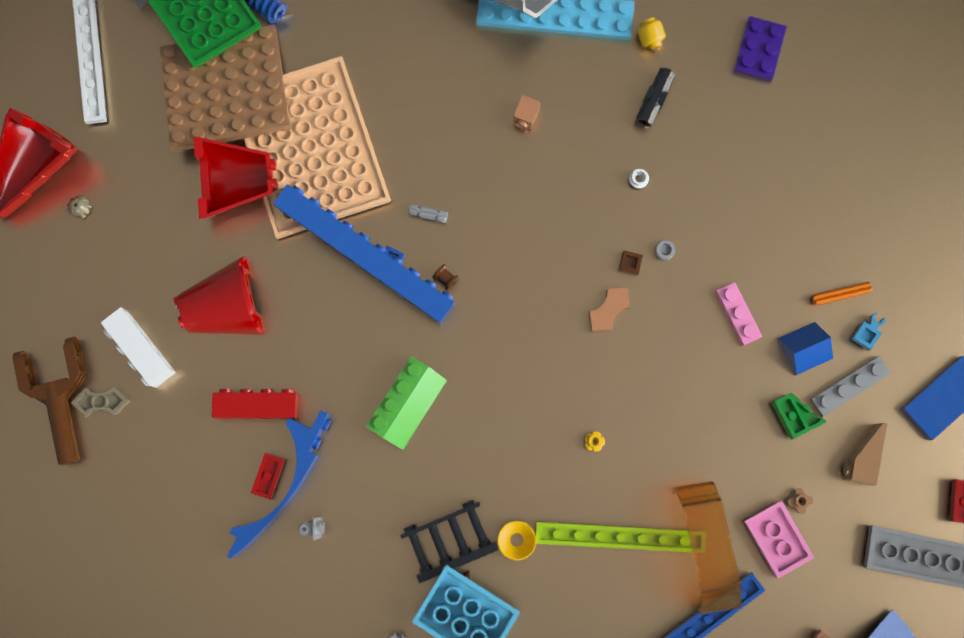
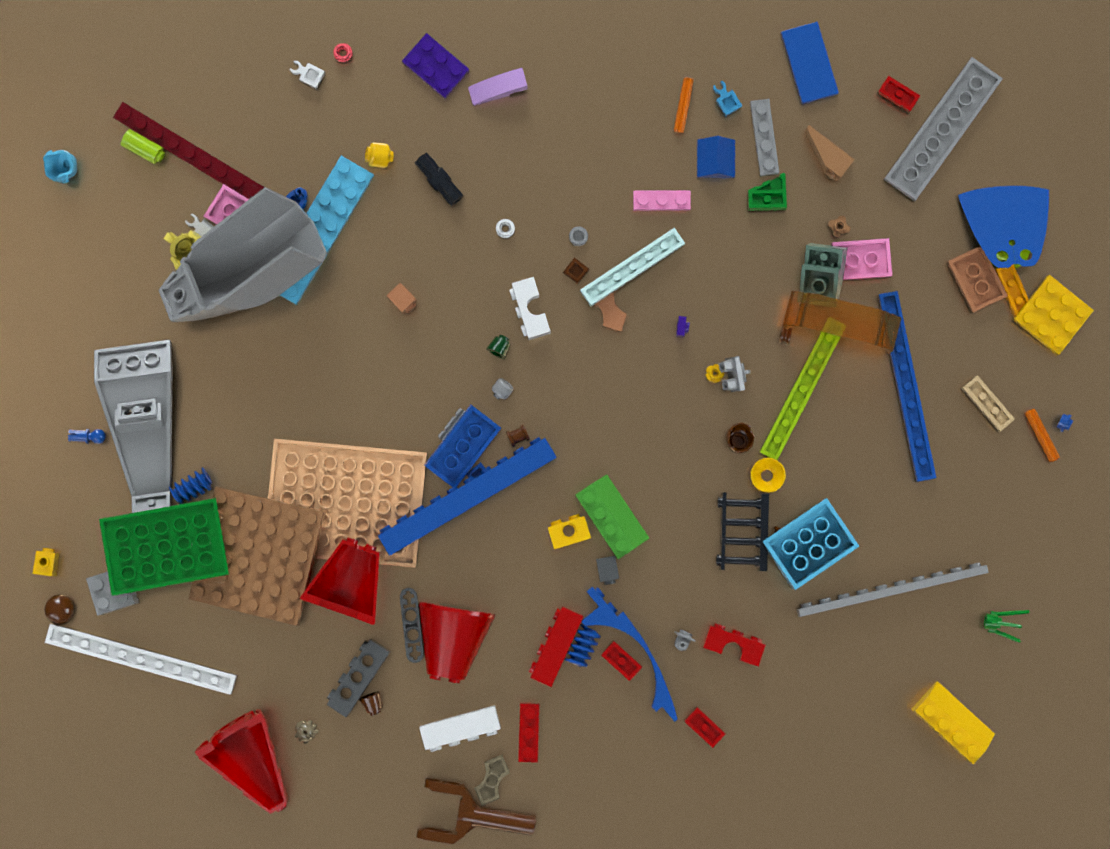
camera: 65 degrees left, 5 degrees up
(116, 230) = (345, 705): none -> dark grey brick
(128, 254) = (371, 703): none -> reddish brown hat
(161, 416) = (528, 732): none -> red plate
(218, 255) = (408, 625): none -> dark grey beam
(235, 590) = (704, 727): none -> red plate
(265, 432) = (583, 646): none -> blue piece
(331, 563) = (751, 648): none -> red arch
(352, 421) = (607, 570): none -> dark grey brick
(362, 361) = (580, 534): none -> yellow brick
(411, 229) = (462, 446): none -> blue plate
(483, 243) = (502, 389): none -> light grey piece
(523, 222) = (499, 346): none -> dark green hat
(541, 495) = (740, 438): none -> reddish brown hair
(585, 222) = (523, 293): none -> white arch
(604, 462) = (736, 374): none -> light grey hips
(624, 388) = (682, 327): none -> dark purple plate
(660, 313) = (632, 267): none -> light aqua plate
(665, 495) = (785, 335): none -> reddish brown bush
(750, 504) = (823, 270): none -> sand green slope
(770, 112) = (498, 87): none -> lavender slope

